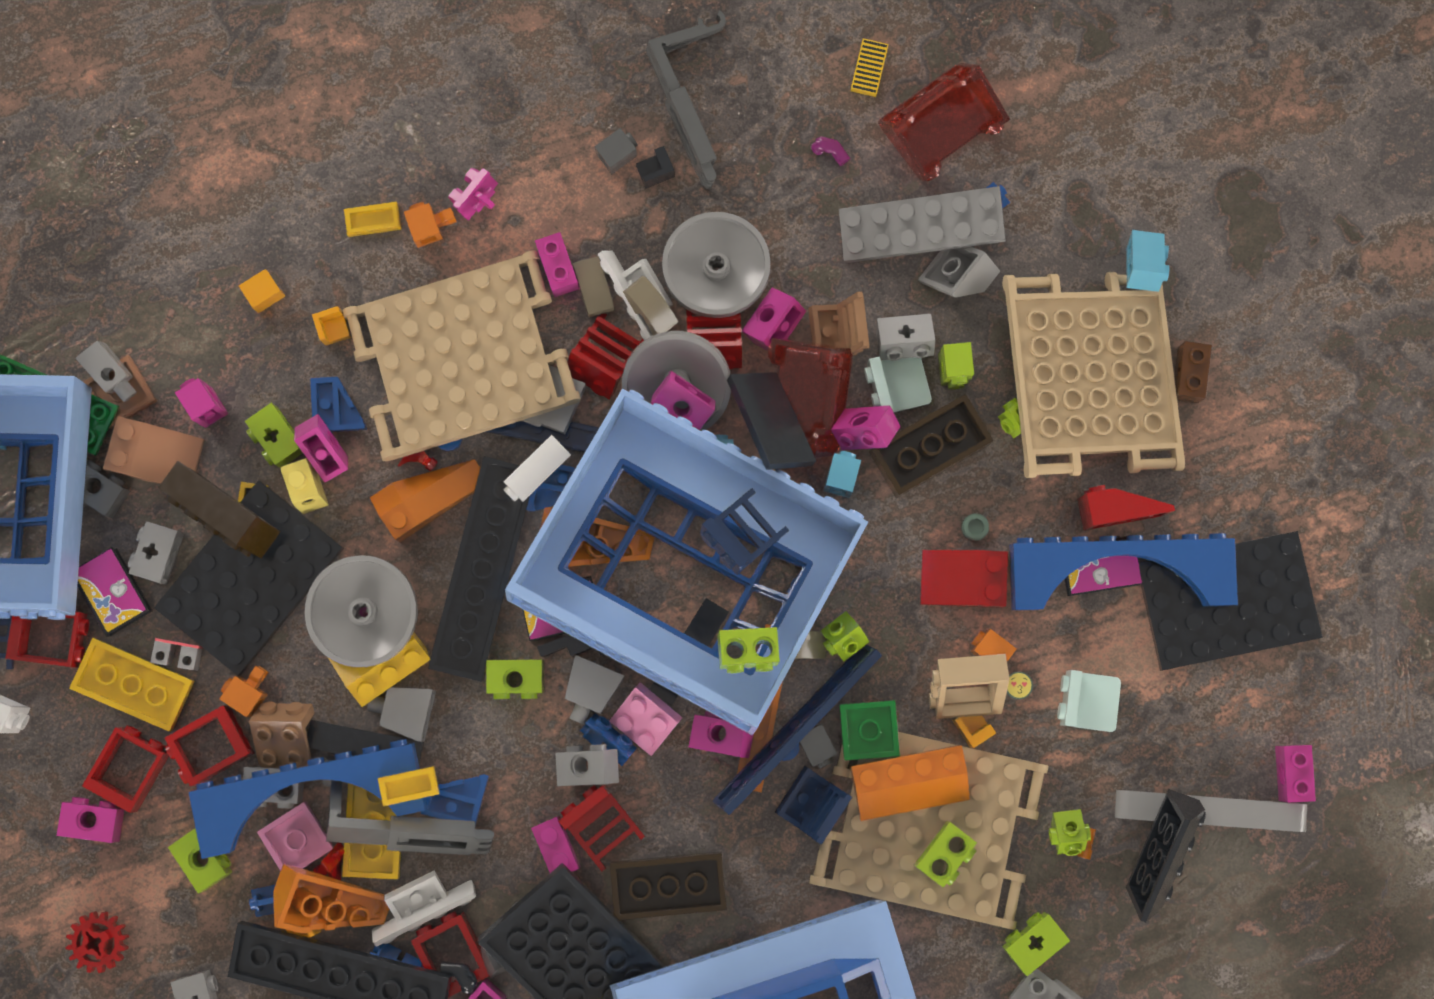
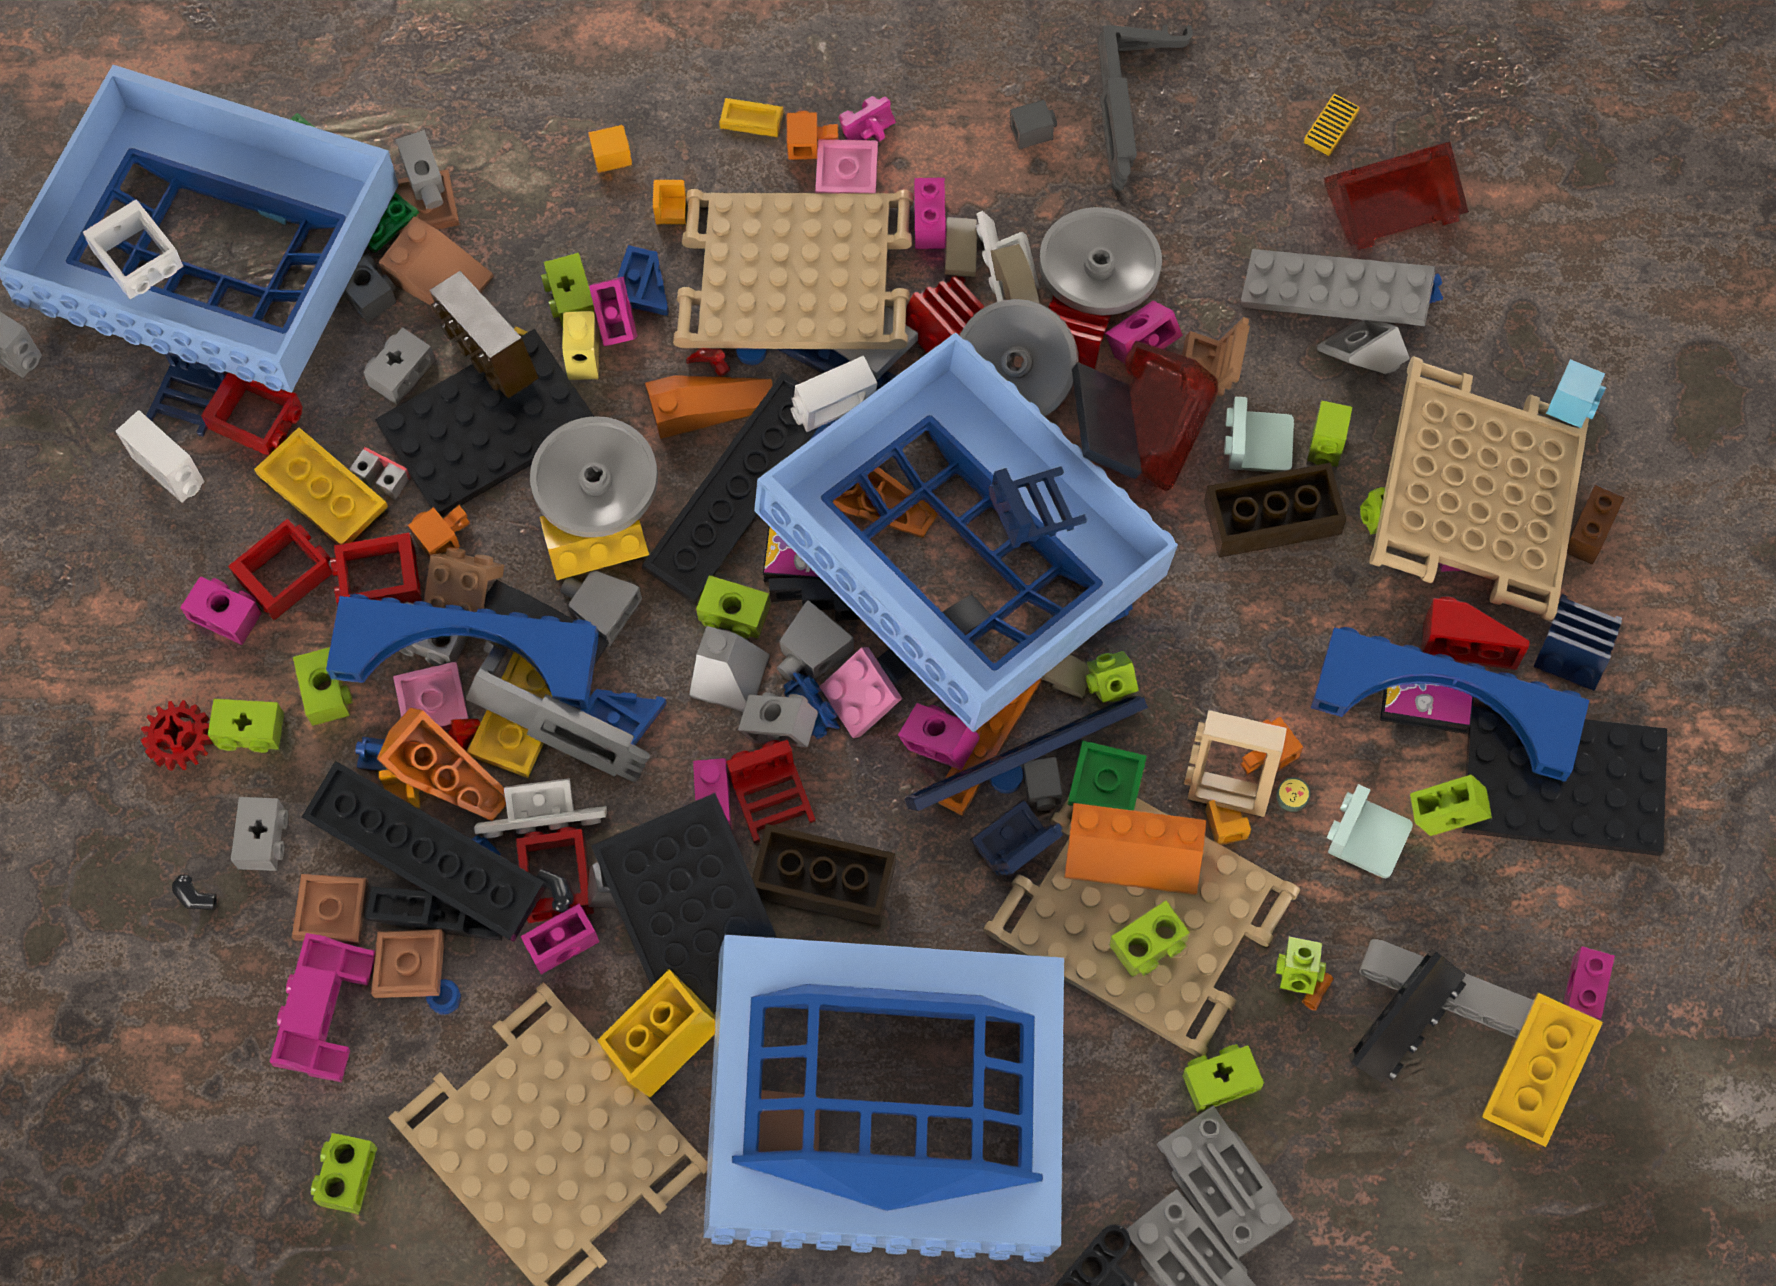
camera: 20 degrees right, 15 degrees down
(111, 592) = (336, 391): piece -> none
(134, 914) = (232, 715): none -> lime brick
(201, 402) = (505, 231): dark pink brick -> none
(408, 786) = (577, 666): yellow tile -> none
(471, 243) = (846, 166): none -> bright pink plate
(530, 733) = (727, 669): none -> light grey slope
(656, 168) = (1069, 156): black panel -> none
(678, 389) = (1011, 359): dark pink brick -> none
(747, 641) = (1002, 609): lime brick -> none
(832, 146) = (1266, 188): magenta arm -> none
(842, 474) = (1168, 502): medium azure brick -> none
(866, 427) = (1208, 465): dark pink brick -> none
(905, 337) = (1283, 393): light grey brick -> none
(964, 578) = (1268, 661): red slope -> none
(975, 527) = (1297, 614): sand green tile -> none
(1148, 660) = (1450, 805): none -> lime brick
(1209, 492) = (1578, 643): none -> dark blue plate
(1280, 856) = (1541, 1069): none -> yellow plate

